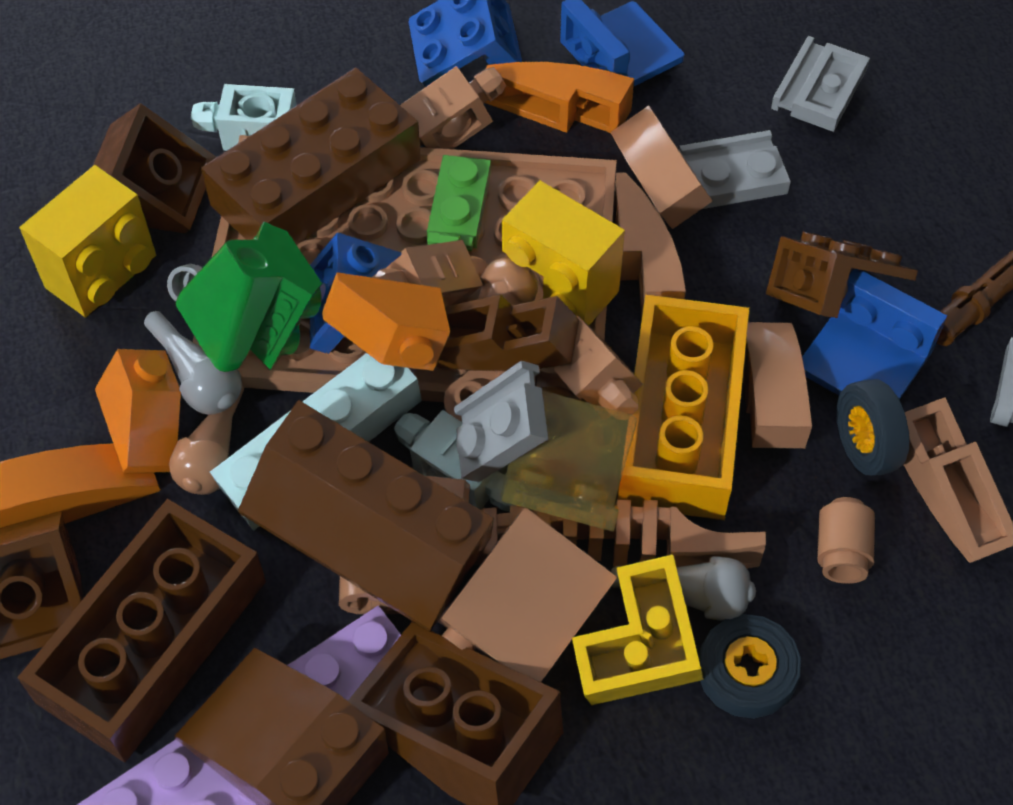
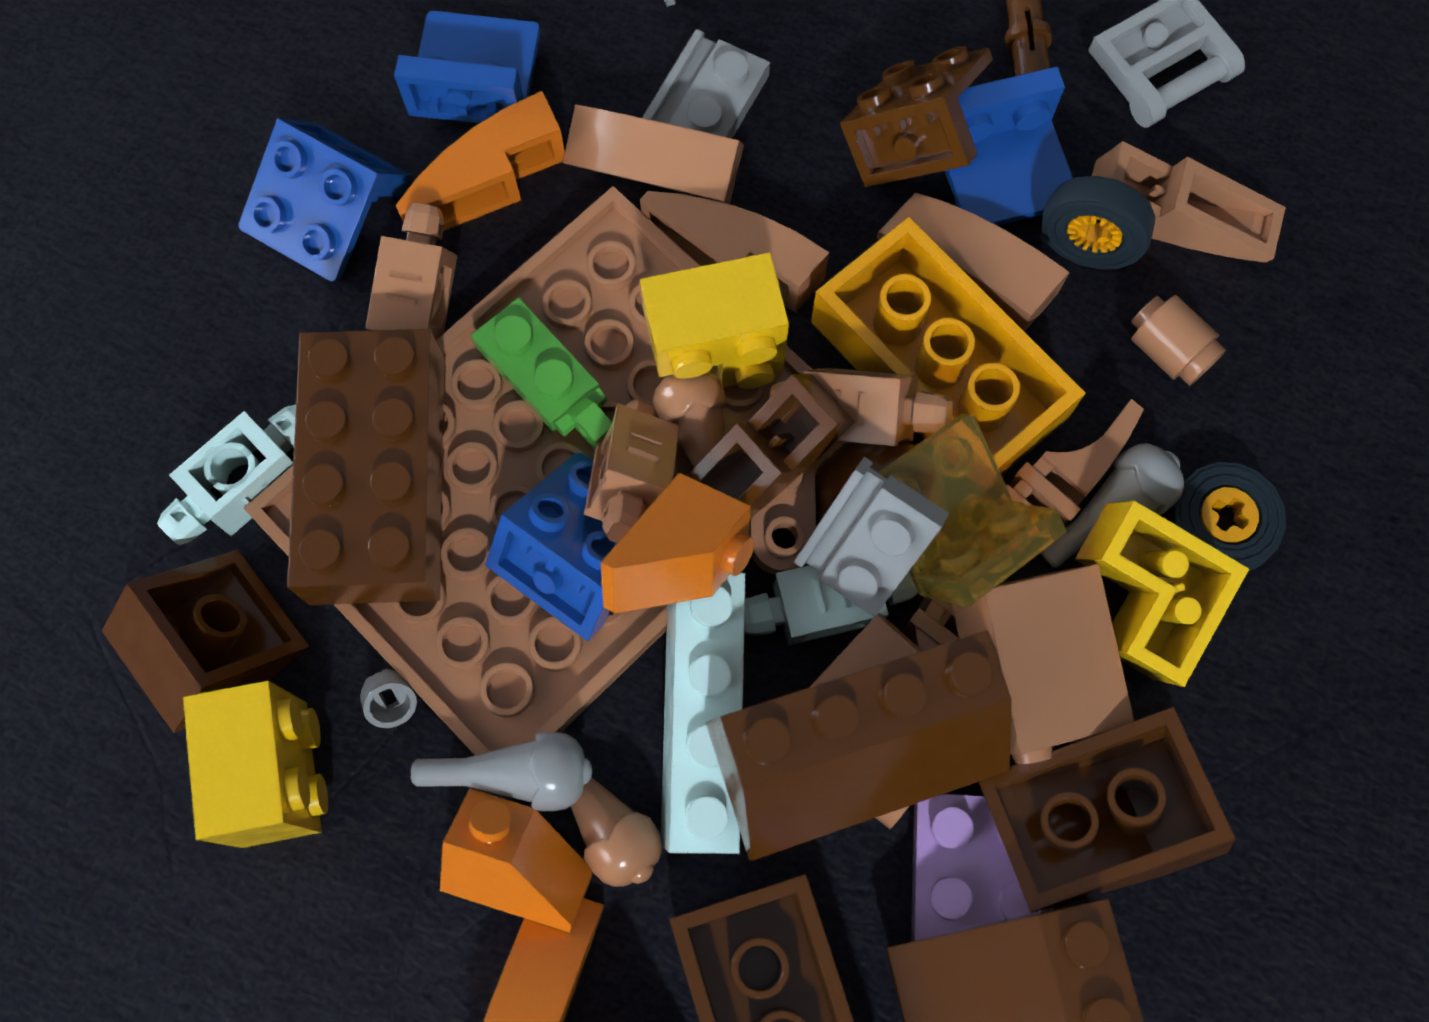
camera: 50 degrees left, 15 degrees up
(251, 299) = (509, 662): green piece -> none

